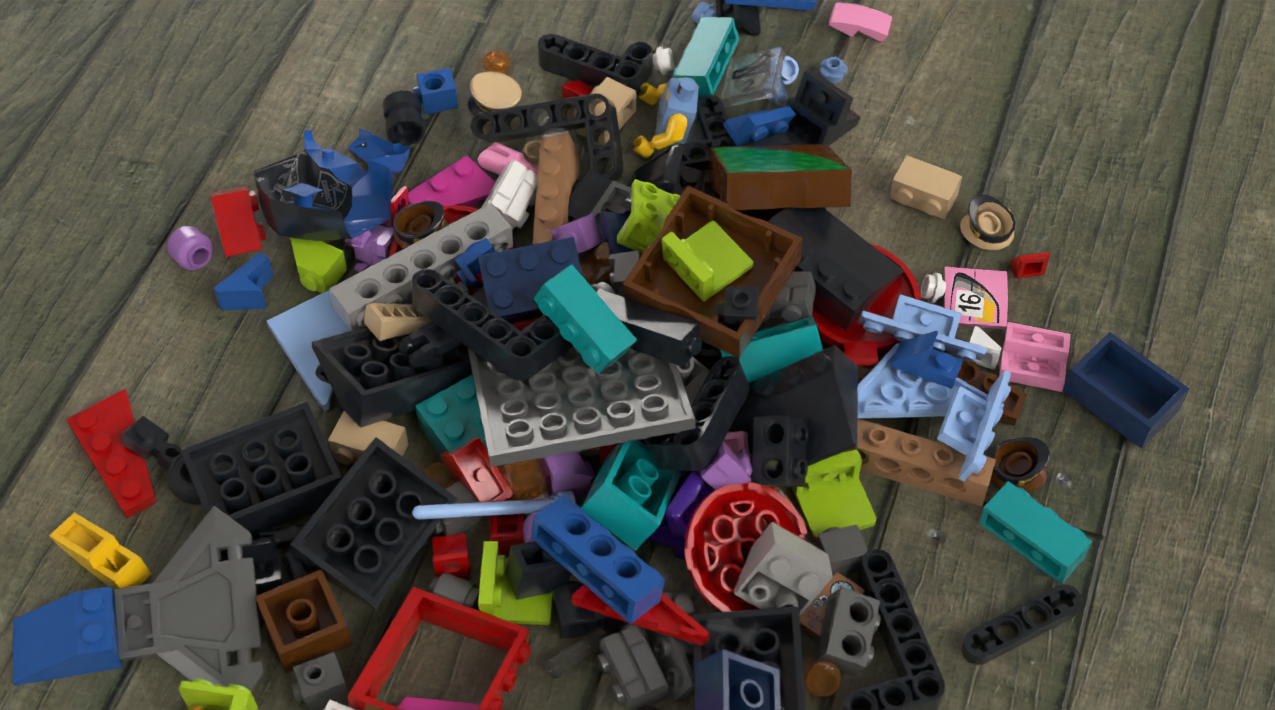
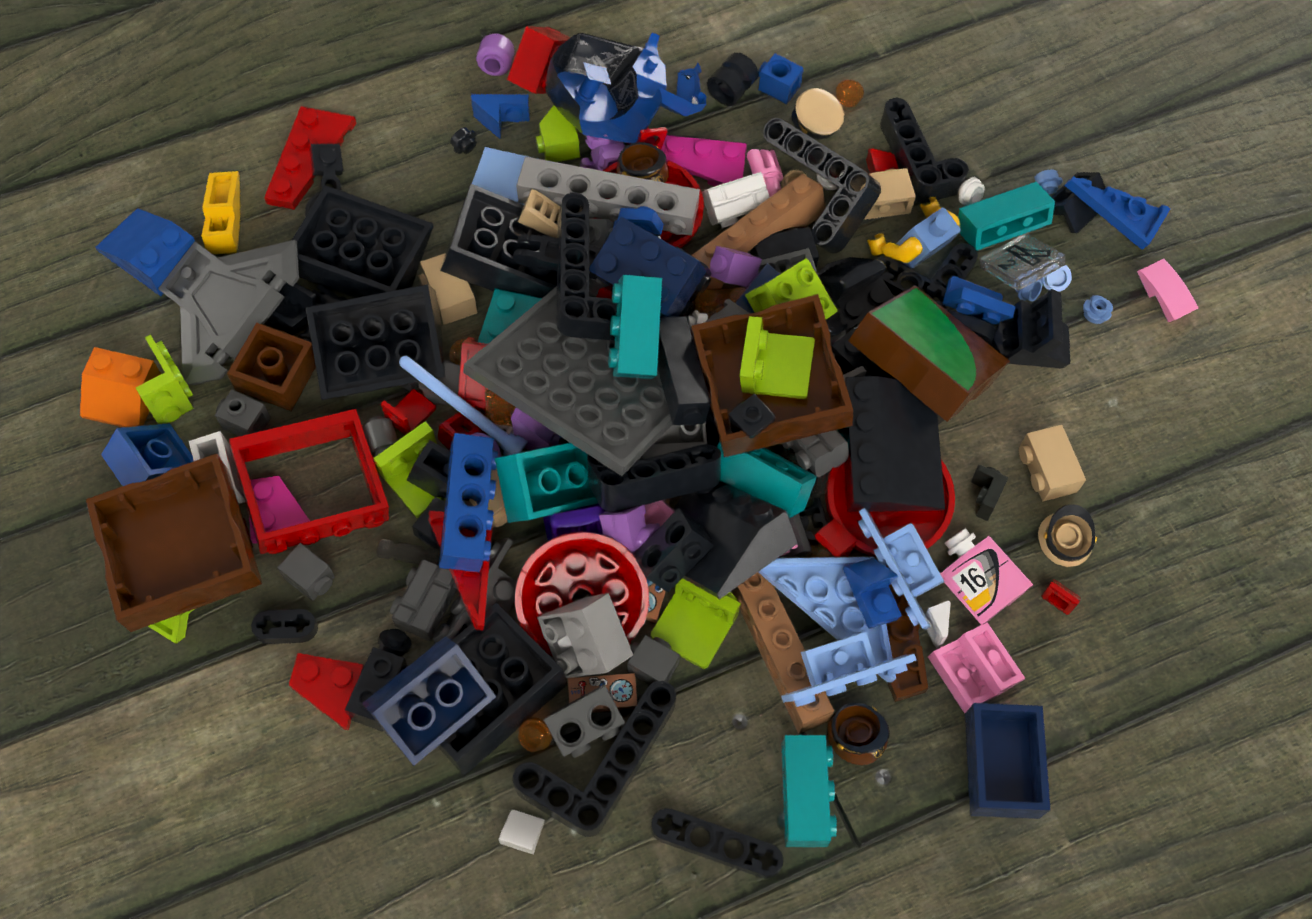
camera: 45 degrees right, 10 degrees up
(242, 331) = (463, 141): none -> black plate
(912, 237) = (992, 485): none -> pearl dark grey bracket

